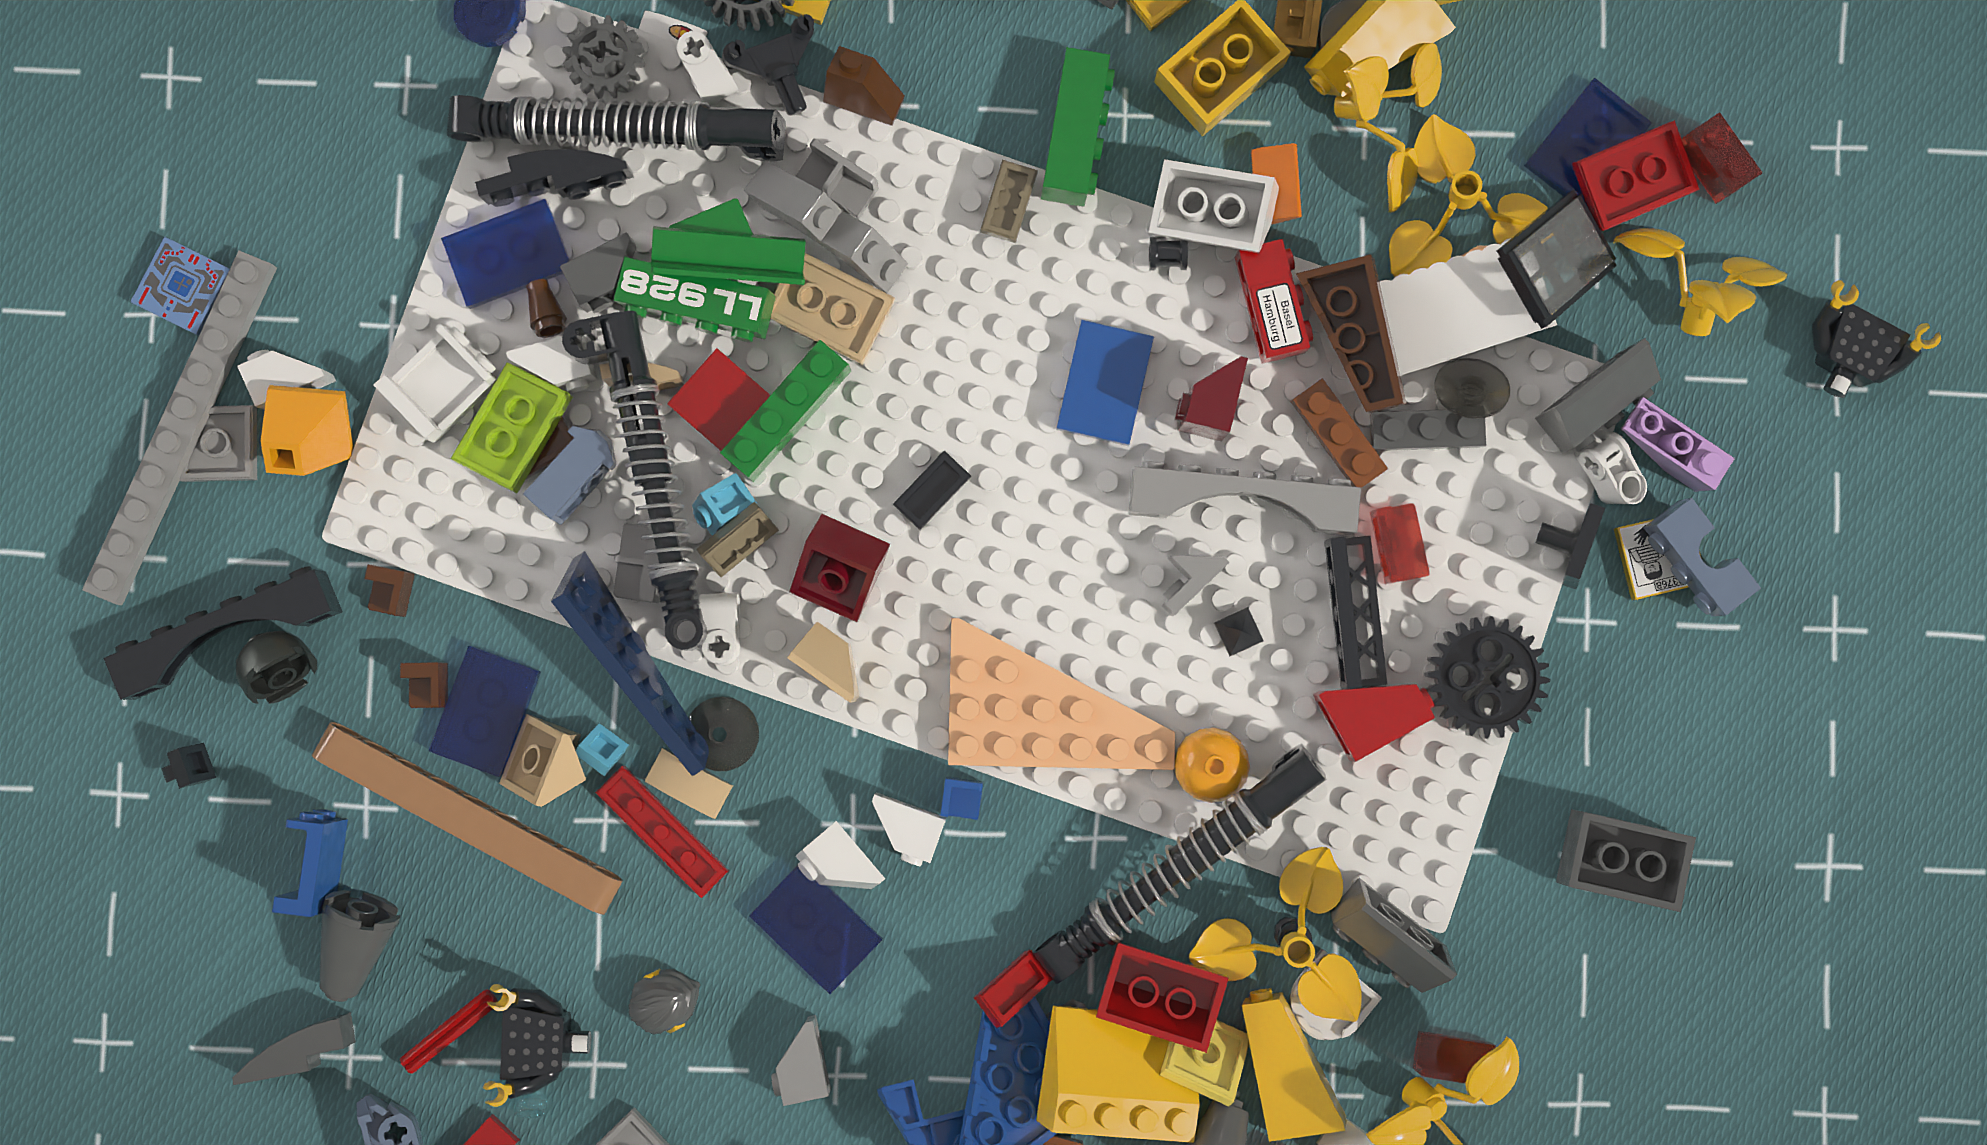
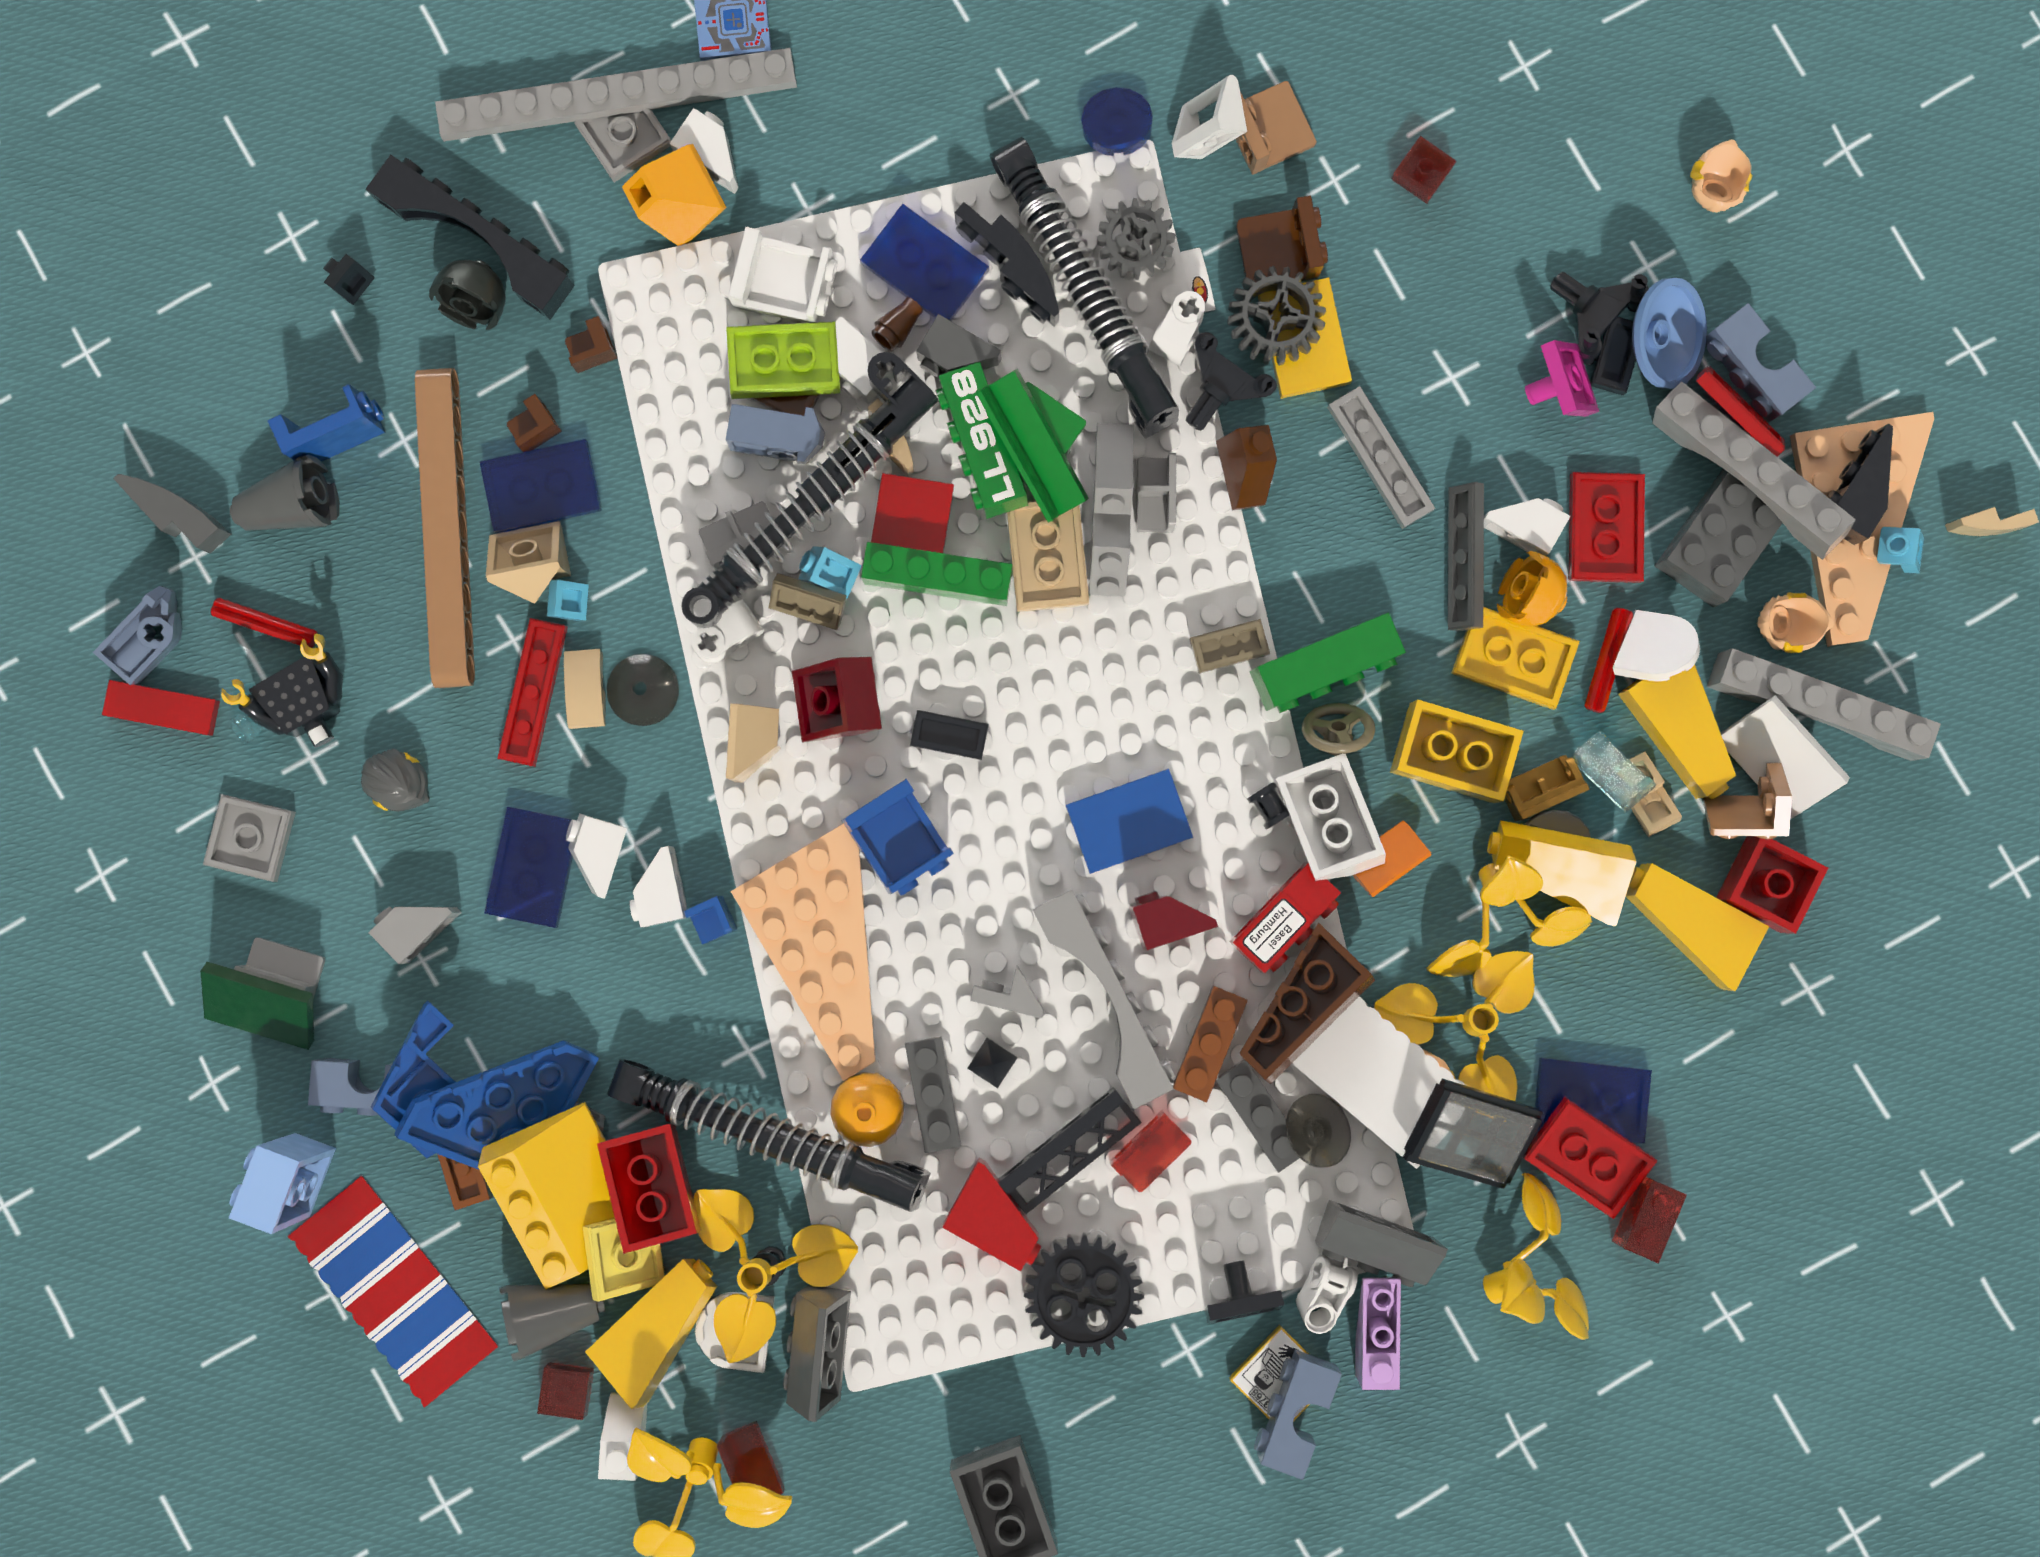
camera: 60 degrees right, 0 degrees up
(605, 630) = (661, 544): dark blue wing -> none
(995, 590) = (898, 839): none -> blue panel
(1012, 988) = (580, 1060): red tile -> none
(1141, 158) = (1338, 732): none -> dark tan piece
(1234, 699) = (933, 1094): none -> dark grey plate
(1860, 345) = (1567, 1439): black torso -> none

